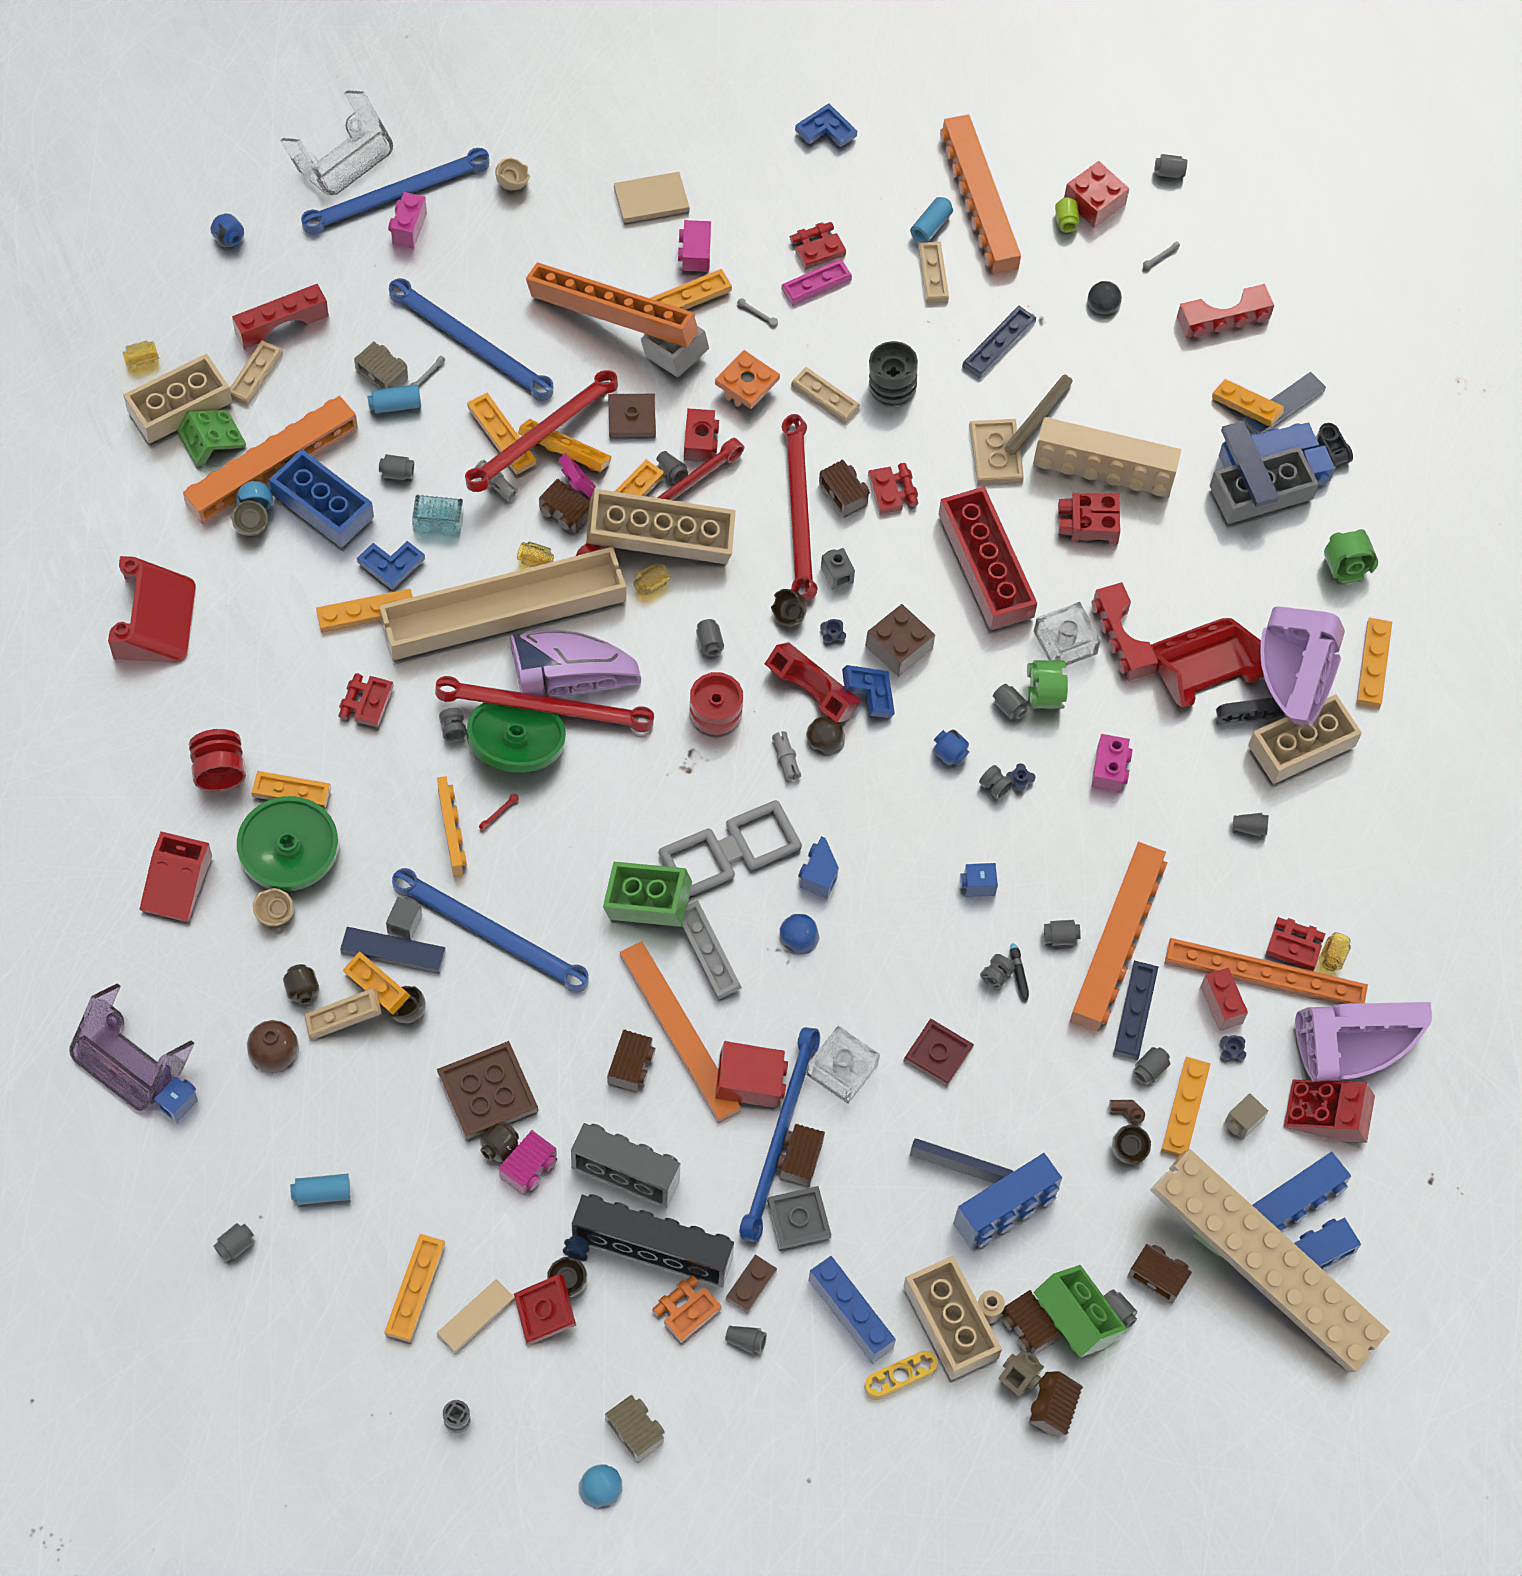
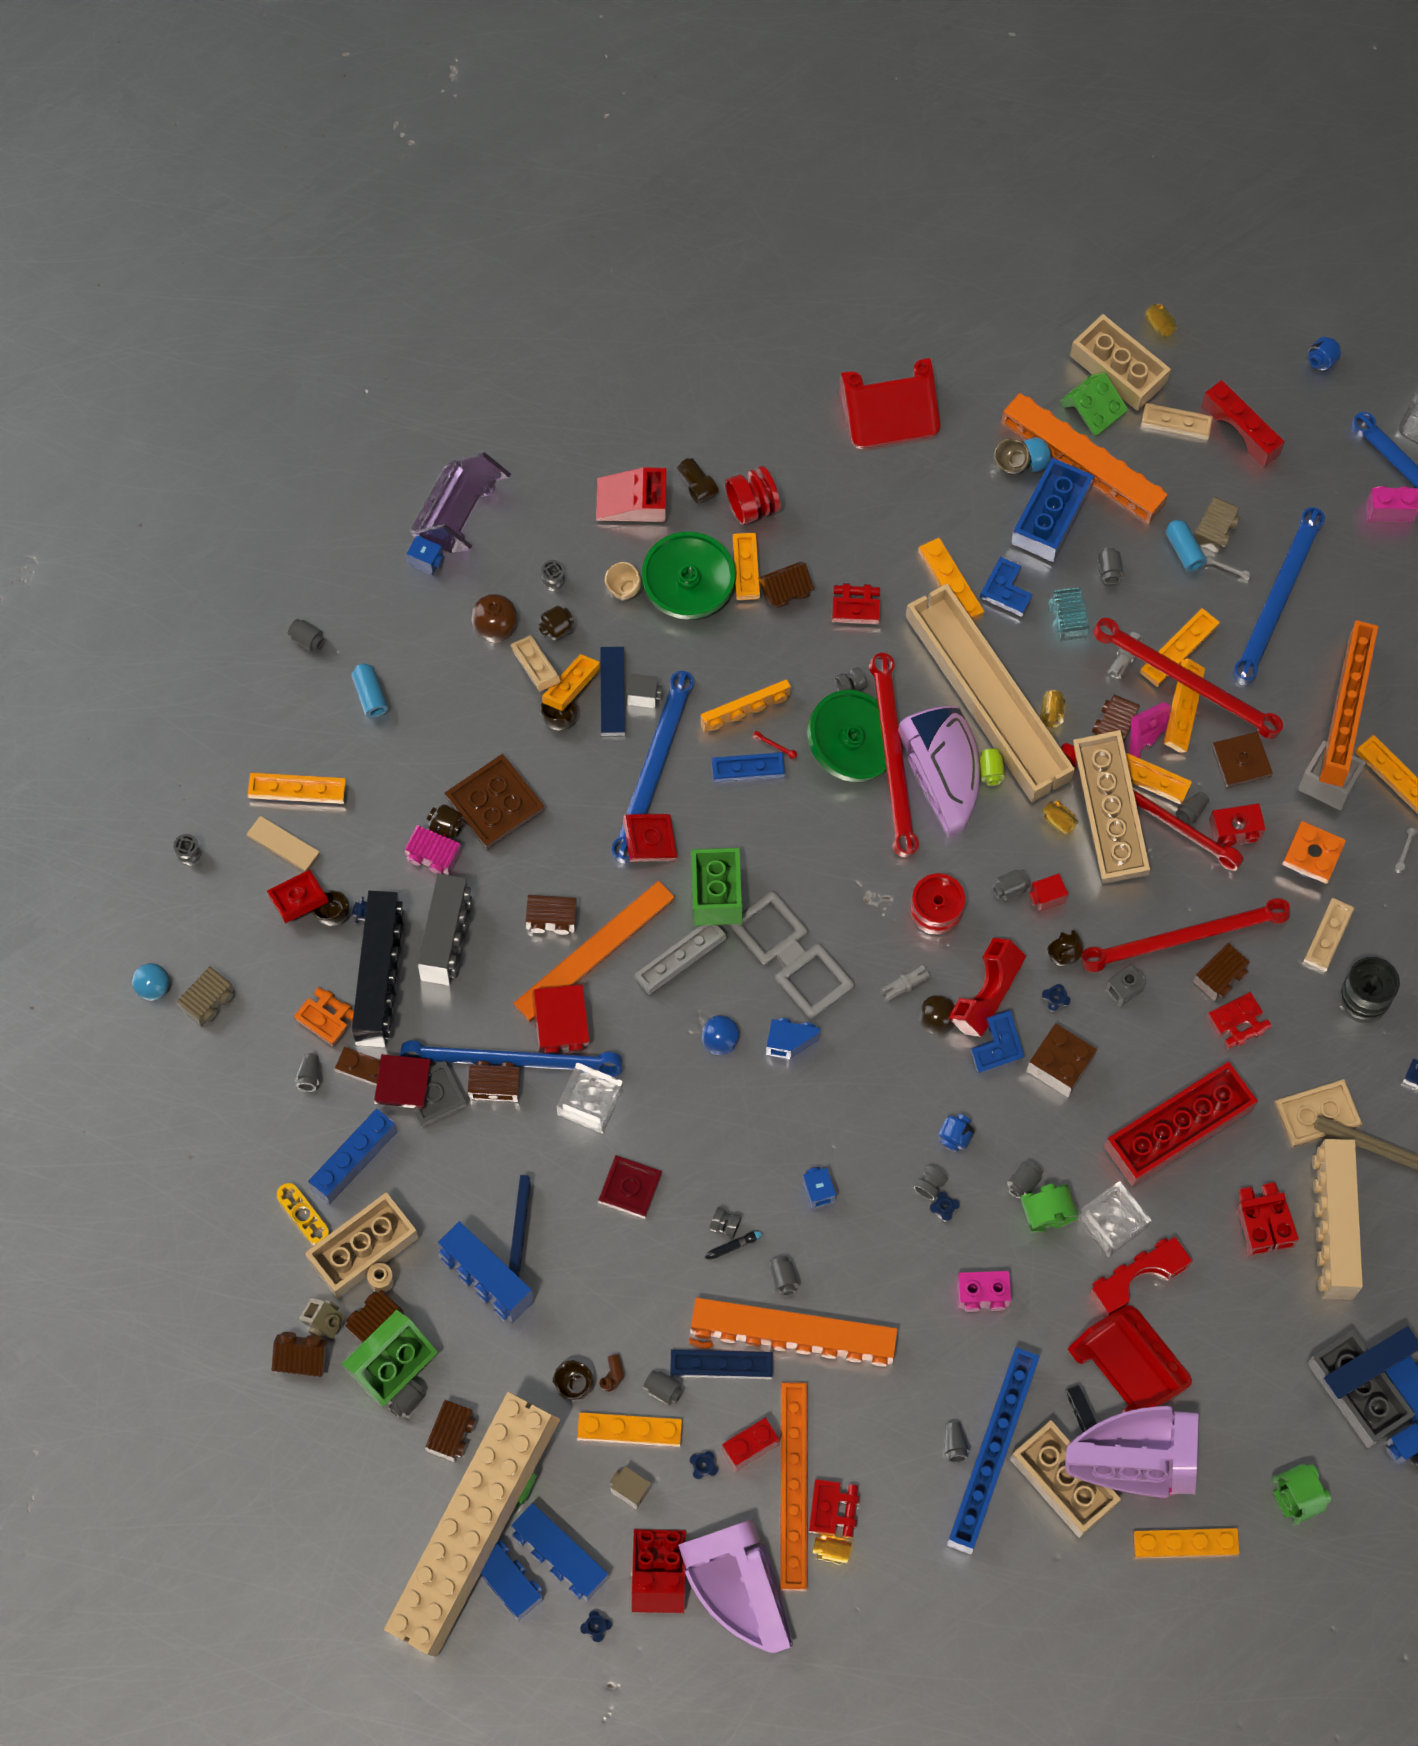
camera: 80 degrees right, 5 degrees up
(184, 811) = (699, 485): none -> dark brown piece
(244, 981) = (554, 580): none -> dark grey wheel
(326, 755) = (786, 584): none -> reddish brown brick
(516, 842) = (748, 767): none -> blue tile
(571, 948) = (649, 837): none -> red tile
(582, 622) = (991, 767): none -> lime brick
(727, 608) = (1048, 893): none -> red brick
(783, 1241) = (402, 1081): none -> dark red tile
(1113, 1018) = (704, 1344): none -> orange leg
(1268, 791) = (993, 1451): none -> blue brick
(1377, 1173) = (596, 1634): none -> dark blue plate

